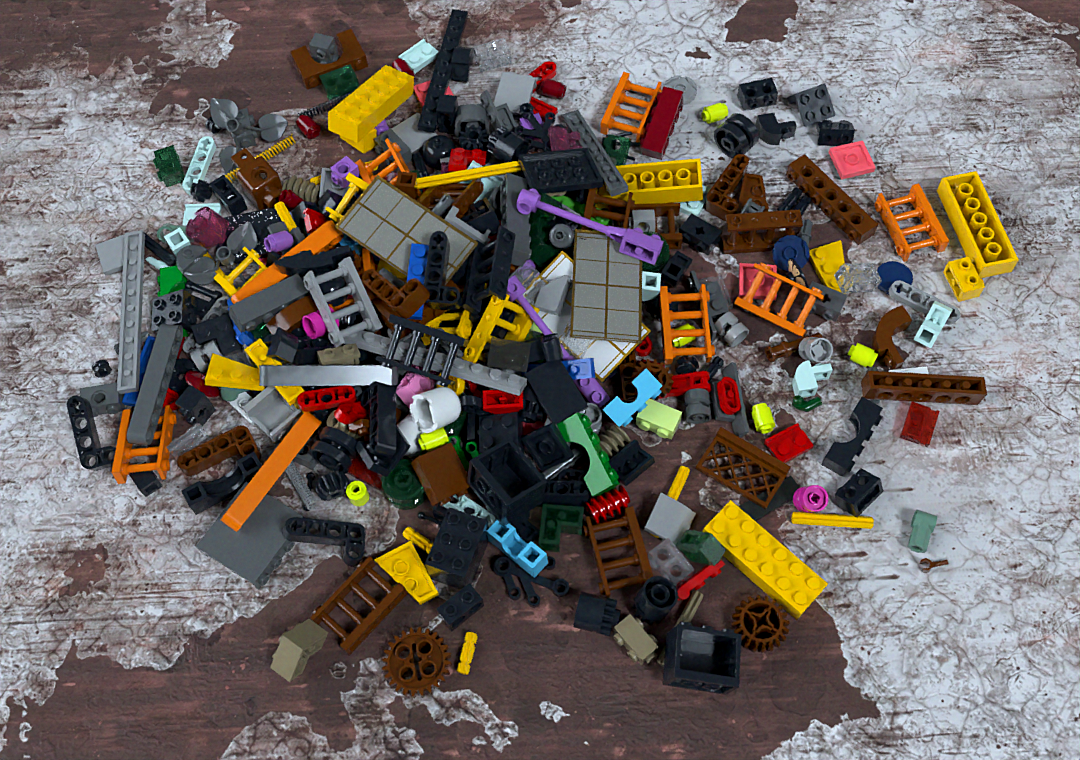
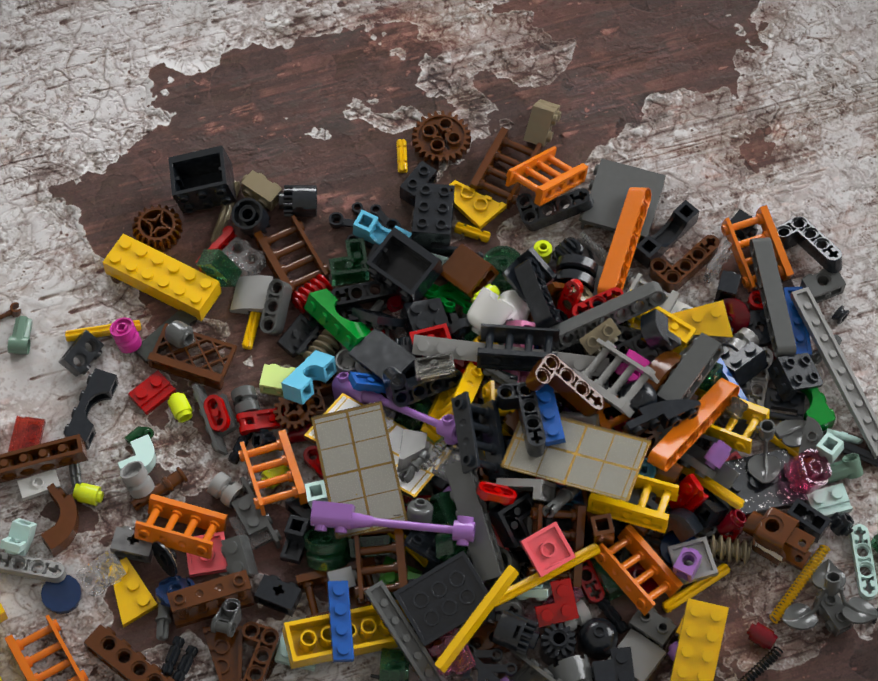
camera: 160 degrees right, 0 degrees up
(241, 280) = (736, 408): none -> clear smoke wheel
(303, 558) = (550, 188): none -> orange fence
(460, 178) = (547, 549): none -> coral plate
(491, 222) = (497, 493): none -> red plate
(537, 142) = (476, 618): none -> yellow tile
(554, 274) = (408, 473): none -> dark grey piece
(648, 491) = (279, 316): none -> dark grey beam
(653, 181) = (340, 621): none -> blue plate
(729, 264) = (239, 555): none -> dark grey brick
(755, 482) = (179, 334): none -> dark grey head

